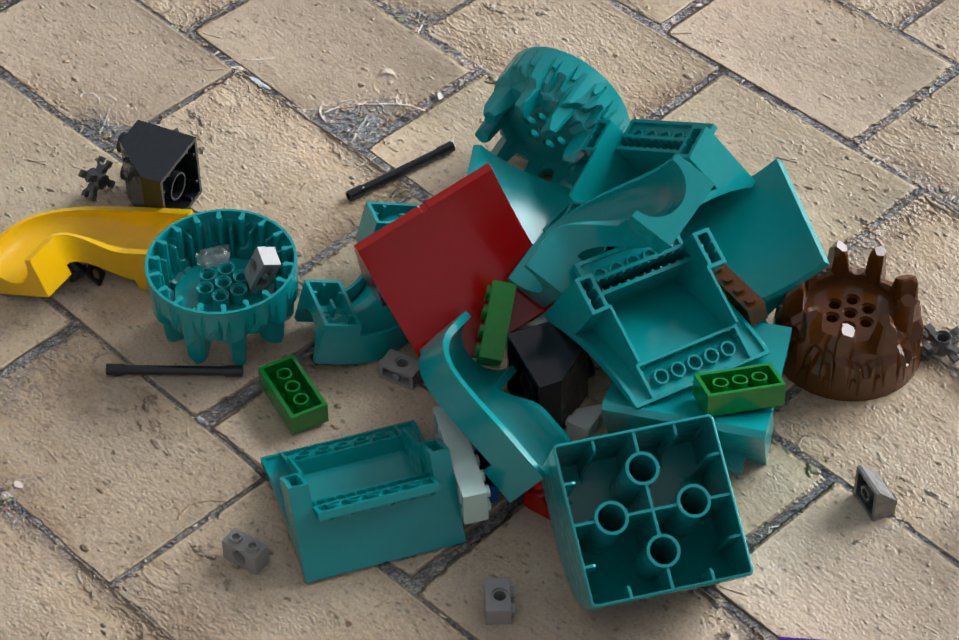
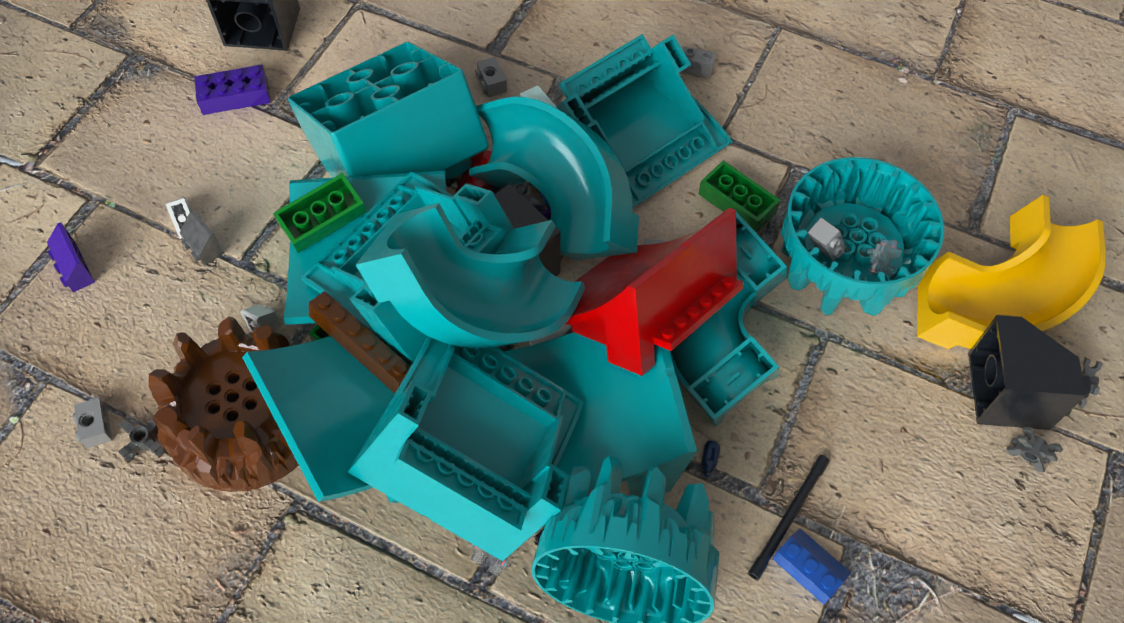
camera: 160 degrees right, 15 degrees up
(402, 137) = (811, 566): none -> blue slope
(496, 324) = (580, 253): green brick -> none
(820, 402) = (259, 316): none -> white slope
(895, 531) = (179, 211): none -> white slope

